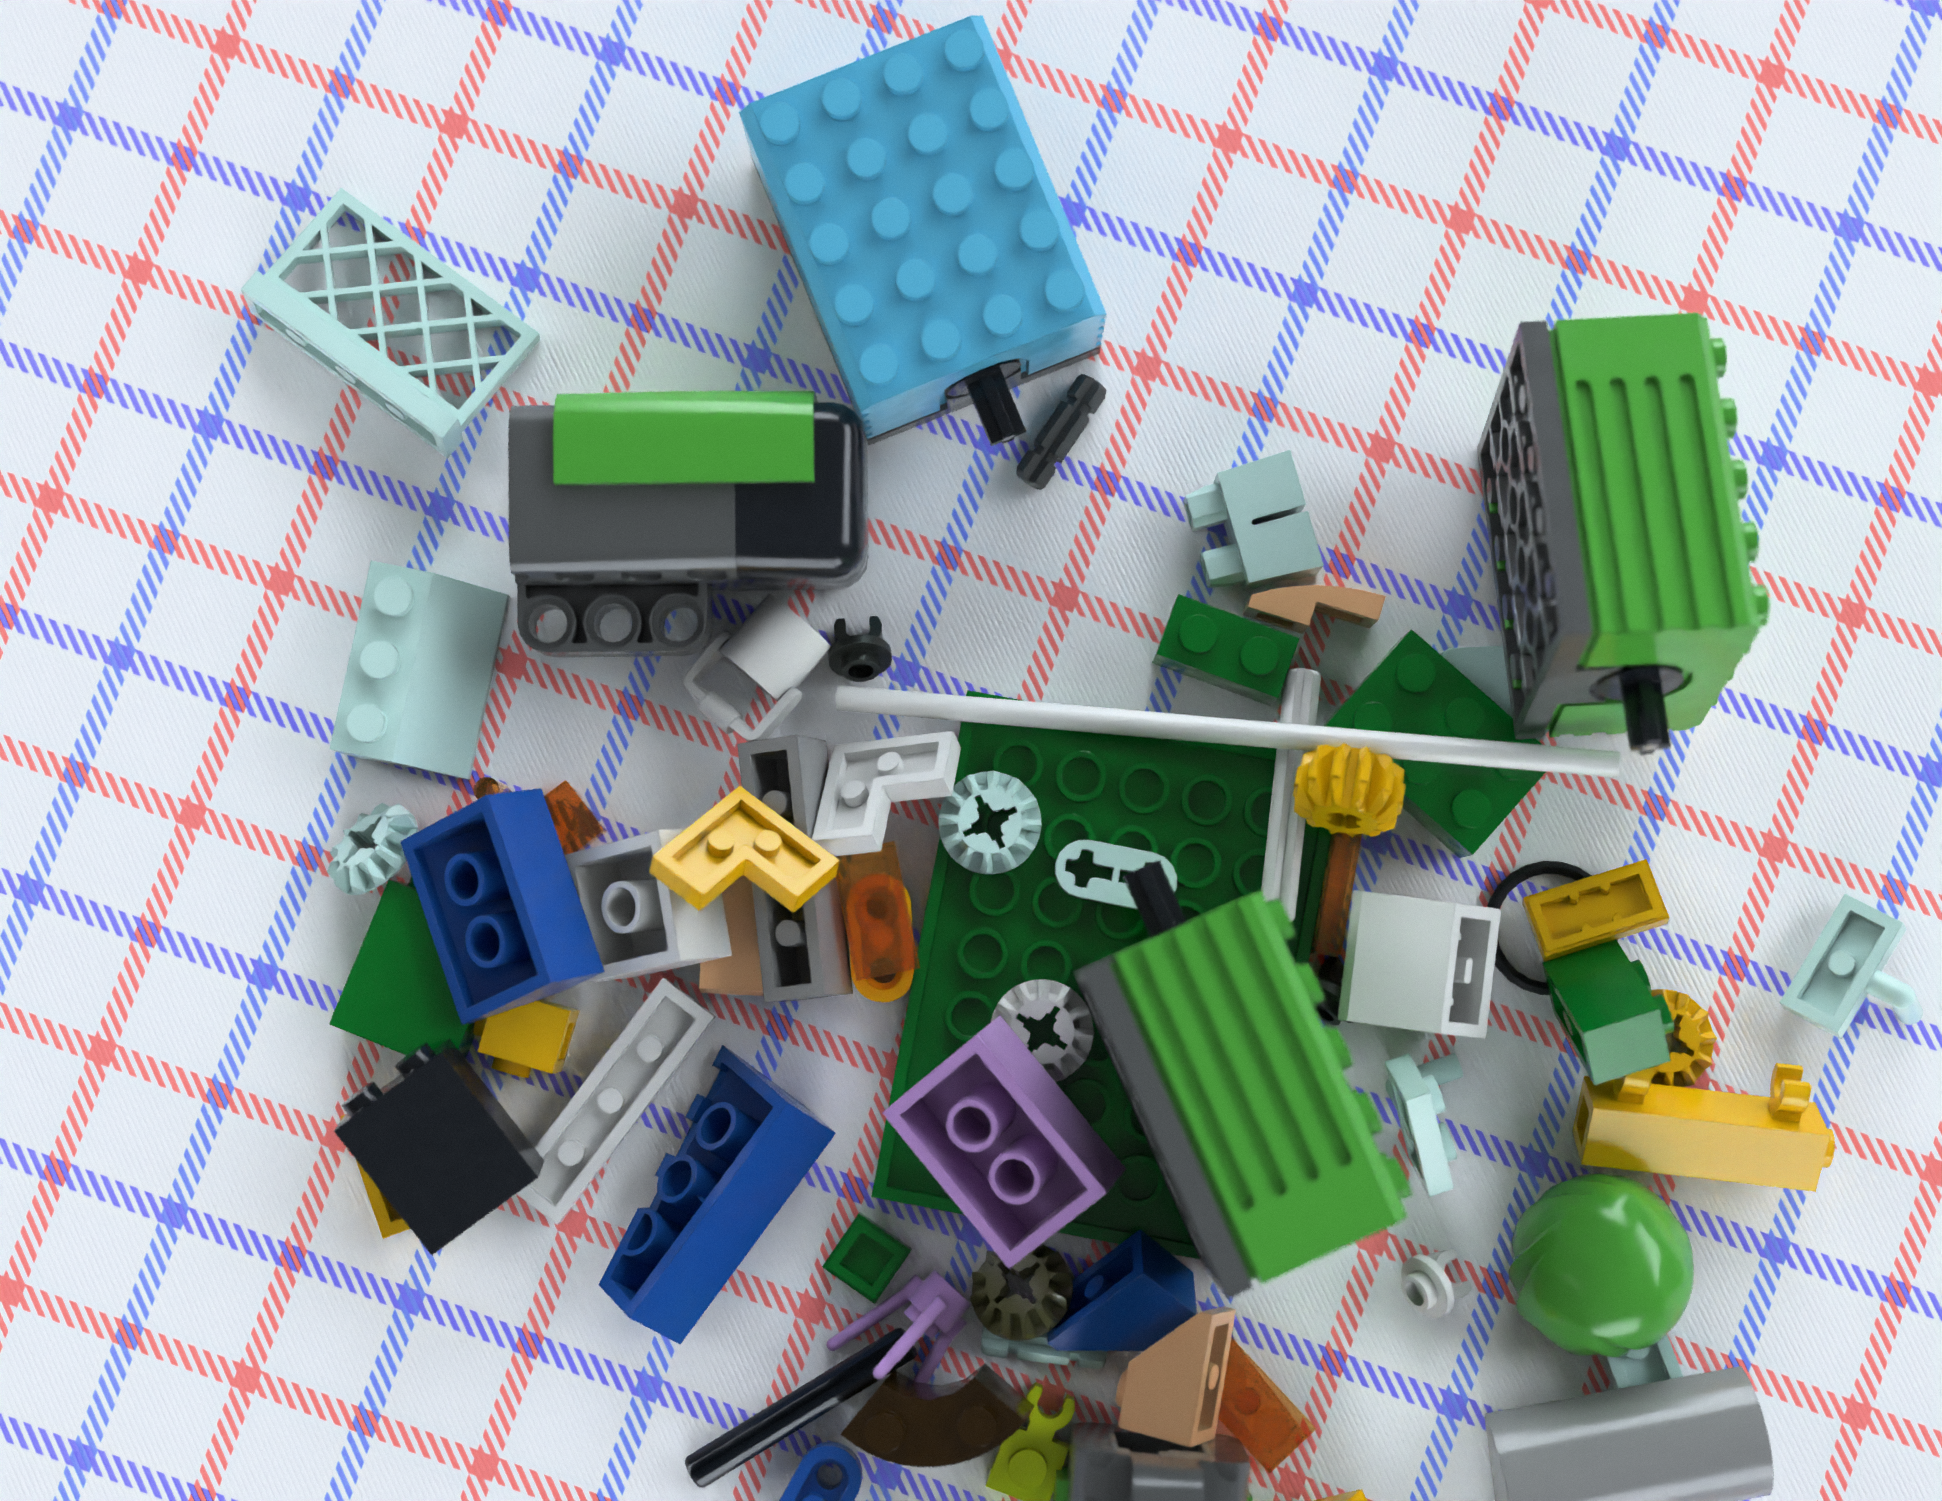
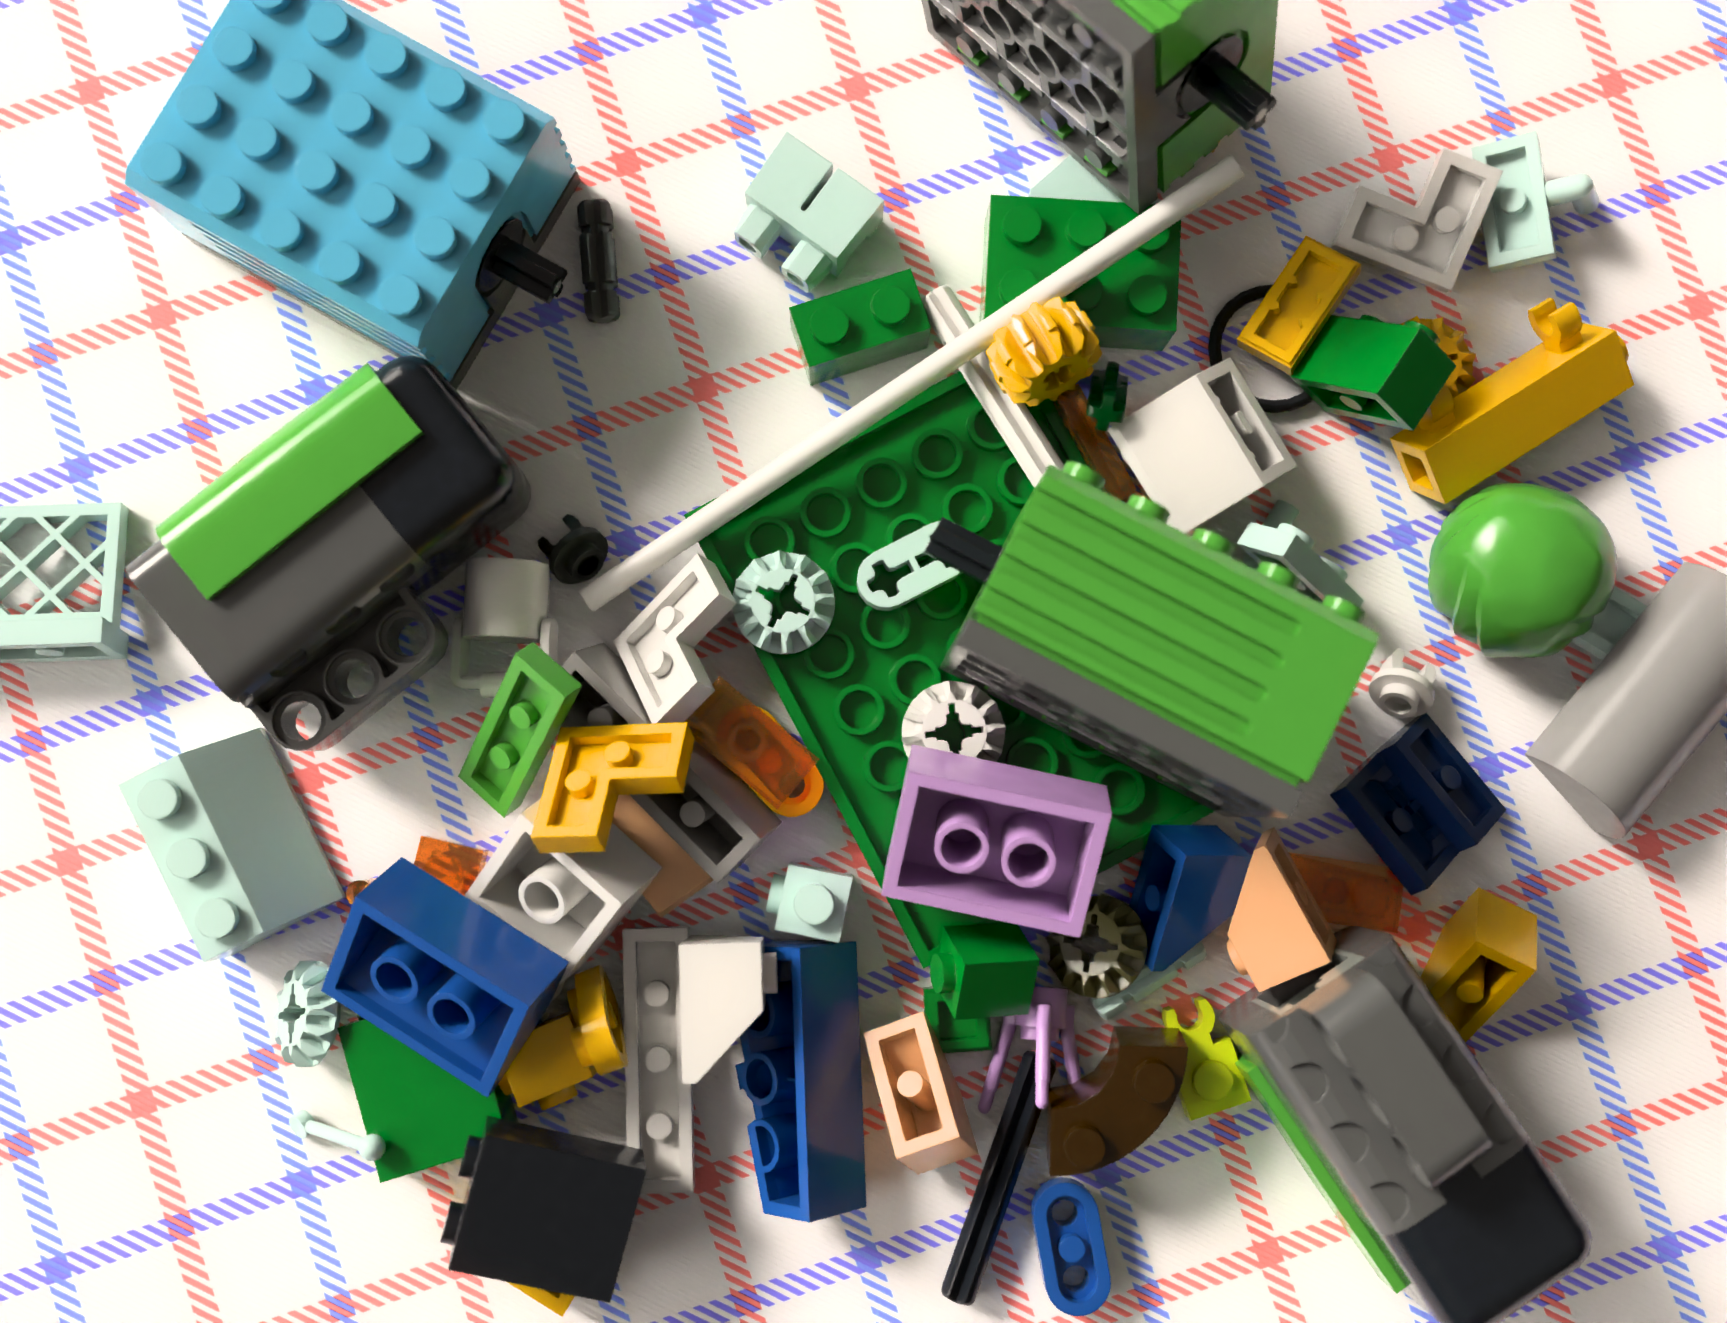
camera: 50 degrees left, 0 degrees up
(343, 990) = (370, 1147): none -> light aqua hinge
(587, 1037) = (600, 1031): none -> yellow plate
(699, 1089) = (720, 995): none -> white slope
(706, 761) = (519, 729): none -> bright green plate
(789, 1292) = (919, 1095): none -> light nougat slope
(825, 1073) = (810, 901): none -> light aqua brick
(917, 1236) = (985, 970): none -> green brick
(1295, 605) = (888, 247): light nougat slope -> none
(1370, 1385) = (1418, 803): none -> dark blue slope
(1377, 862) = (1107, 396): none -> dark green axle
(1750, 940) = (1424, 239): none -> white plate

